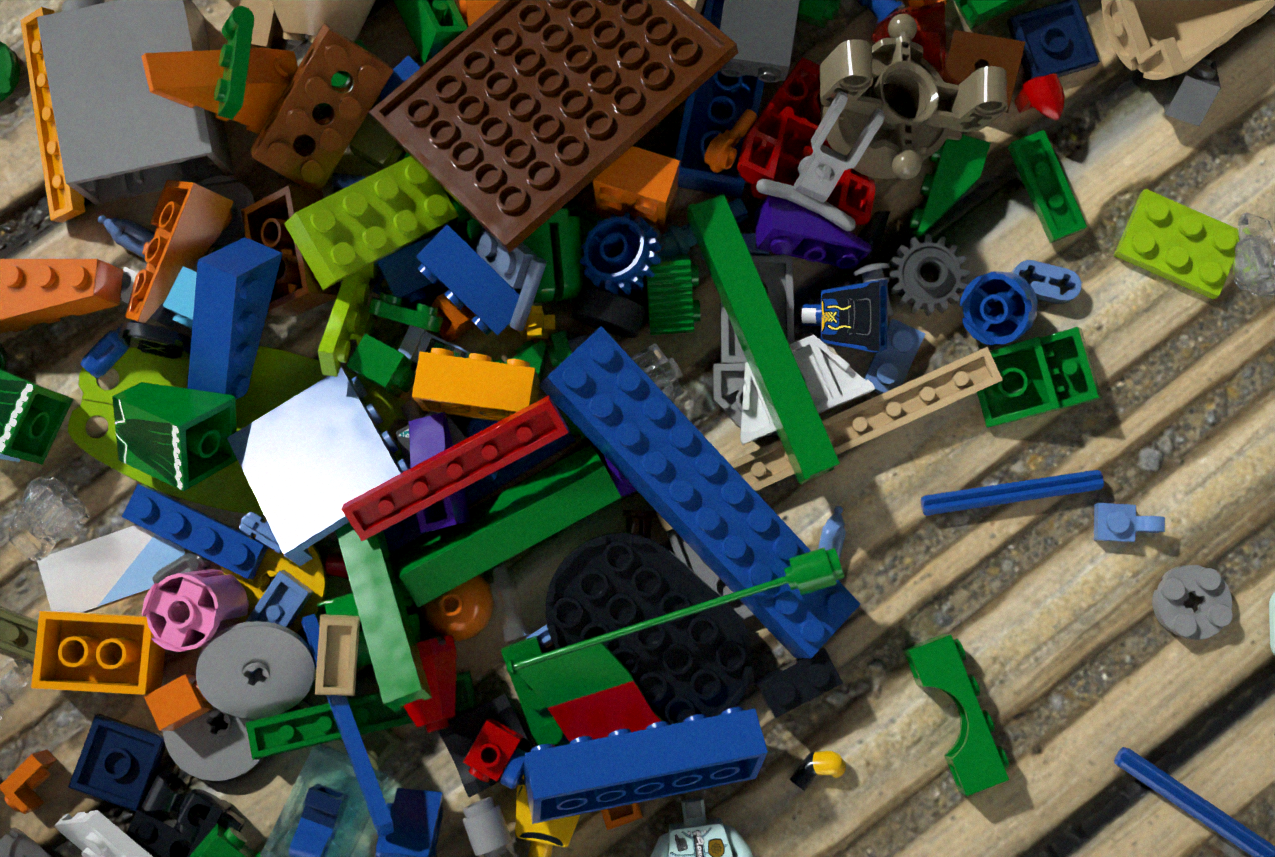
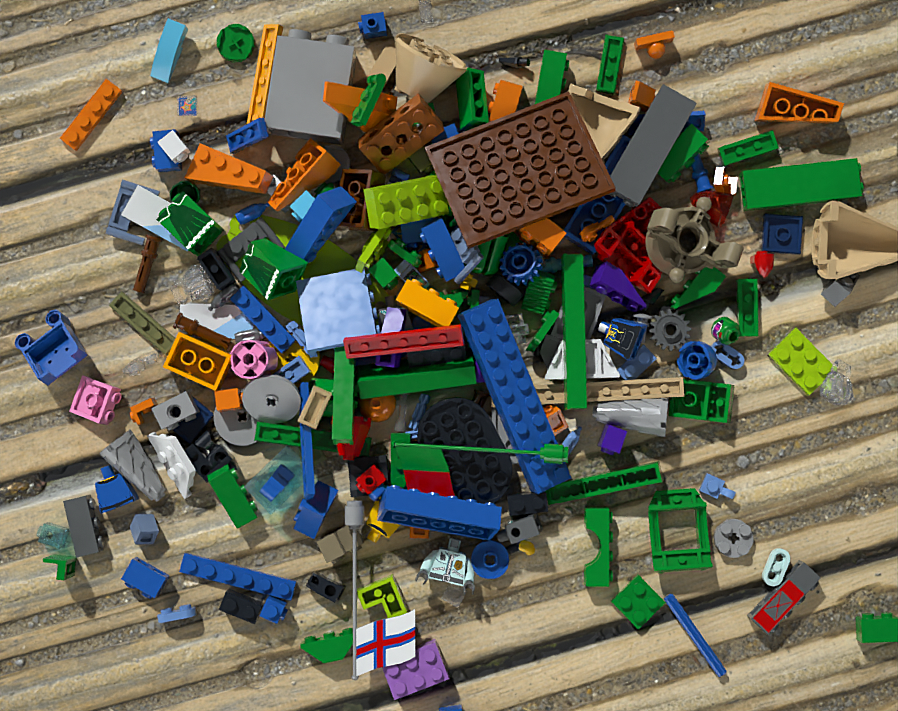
camera: 20 degrees right, 5 degrees up
(49, 213) = (247, 135): none -> blue tile
(65, 770) = (164, 413): none -> light grey brick
(73, 593) = (193, 327): none -> reddish brown pin
(75, 473) = (216, 269): none -> black brick
(97, 425) = (238, 246): none -> dark grey plate
(109, 517) = (223, 297): none -> dark grey piece
(127, 233) = (281, 158): medium blue piece -> none
(155, 340) = (278, 219): black tile -> none
(528, 473) = (436, 356): none -> black brick
(538, 589) = (419, 411): none -> medium blue axle
(706, 340) = (547, 320): none -> green plate
(777, 833) = (489, 570): none -> blue plate
(789, 507) = (555, 418): none -> orange bracket
(816, 723) = (528, 525): none -> dark grey torso
(825, 167) = (637, 260): light grey piece -> none
(905, 506) = (611, 439): none -> dark purple brick
(926, 589) = (605, 482): none -> green slope
(944, 442) = (642, 415): none -> light grey cone
(974, 51) = (741, 231): reddish brown plate -> none
(1012, 492) = (668, 452): blue axle -> none
(1027, 238) = (725, 330): none -> green head
(1069, 786) = (638, 601): none -> green plate
(1119, 677) = (679, 559): none -> green wedge

